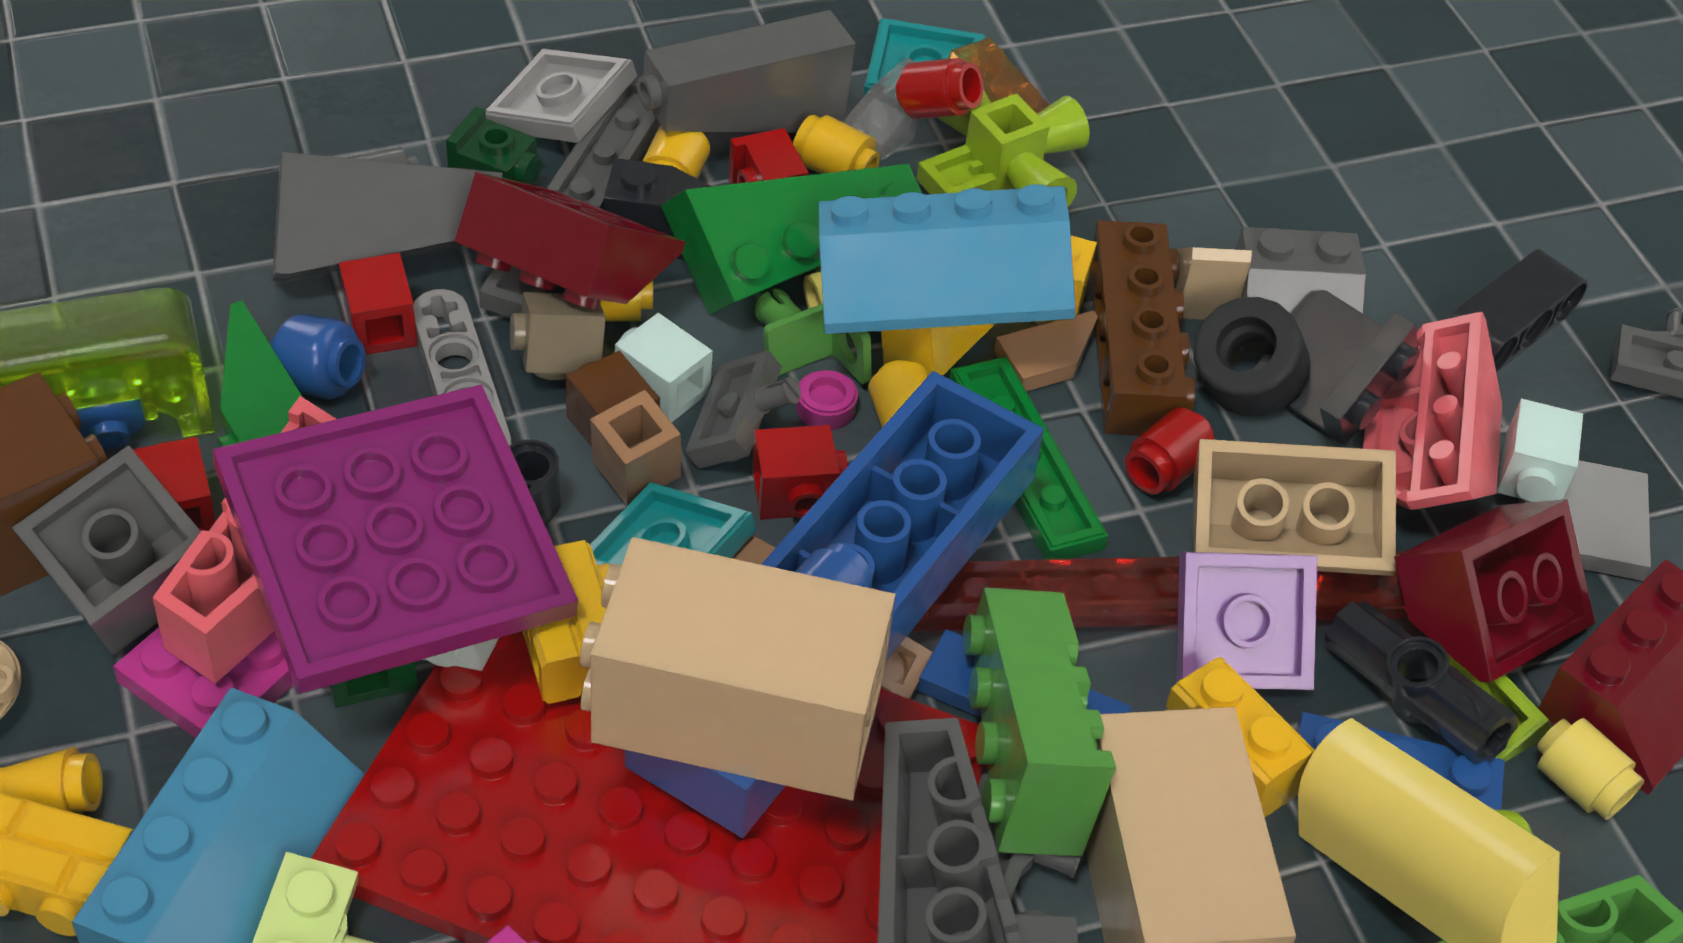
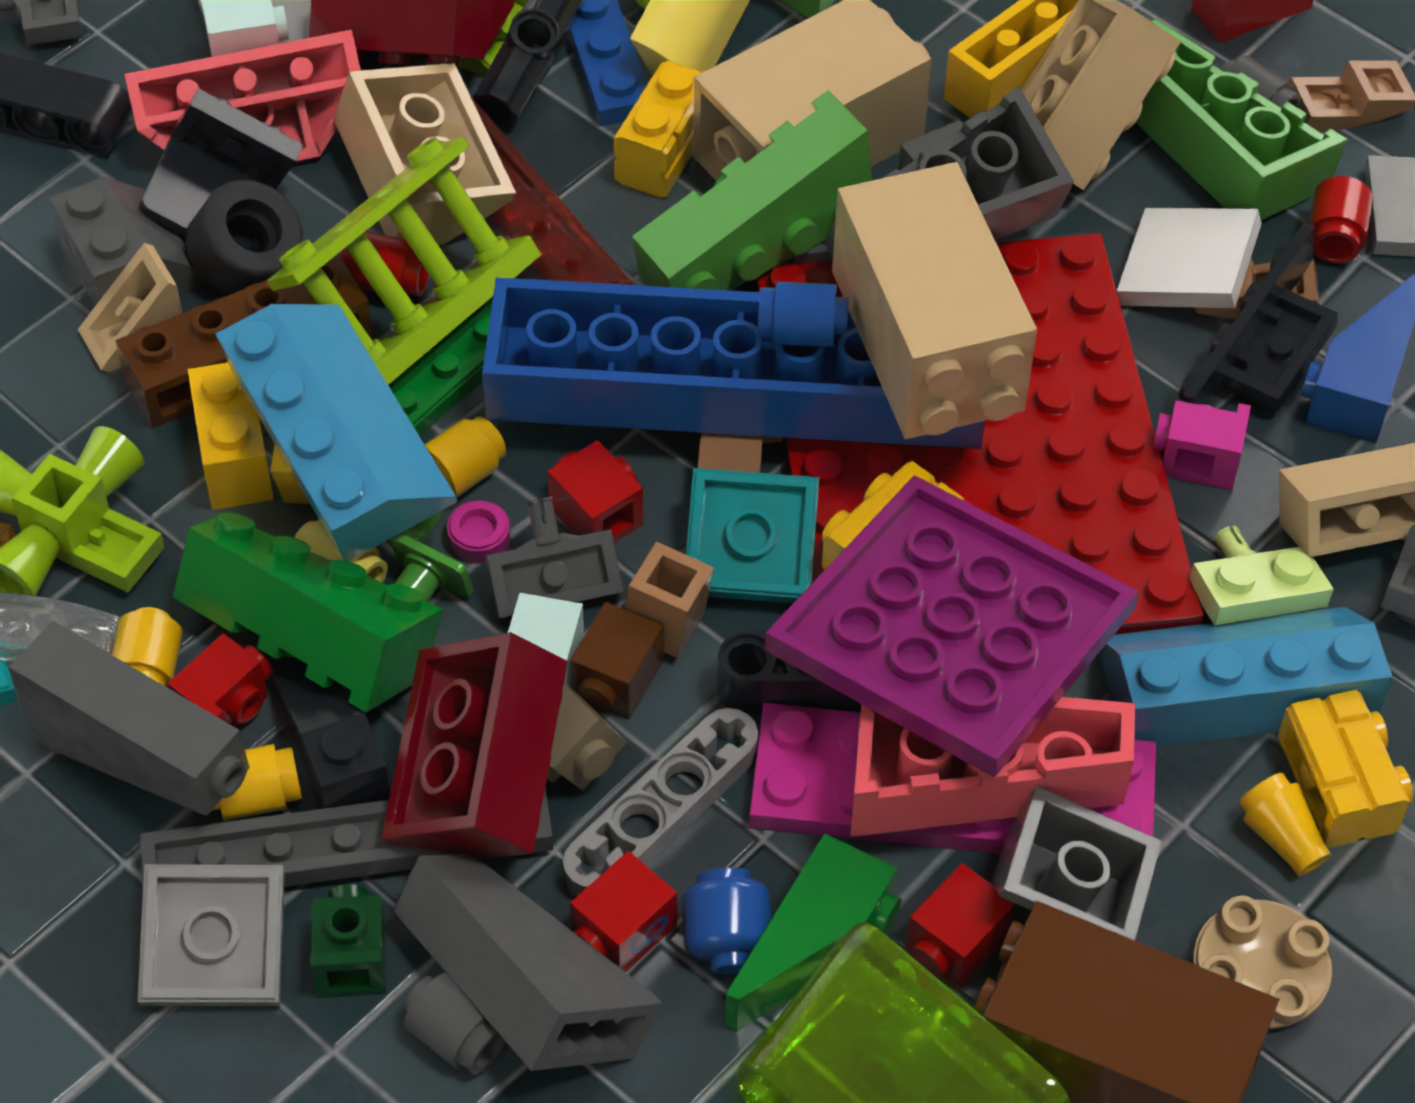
camera: 115 degrees left, 5 degrees up
(939, 88) = (47, 558): red brick -> none
(1074, 433) = (456, 291): none -> lime fence
(1251, 614) = (550, 150): plate -> none

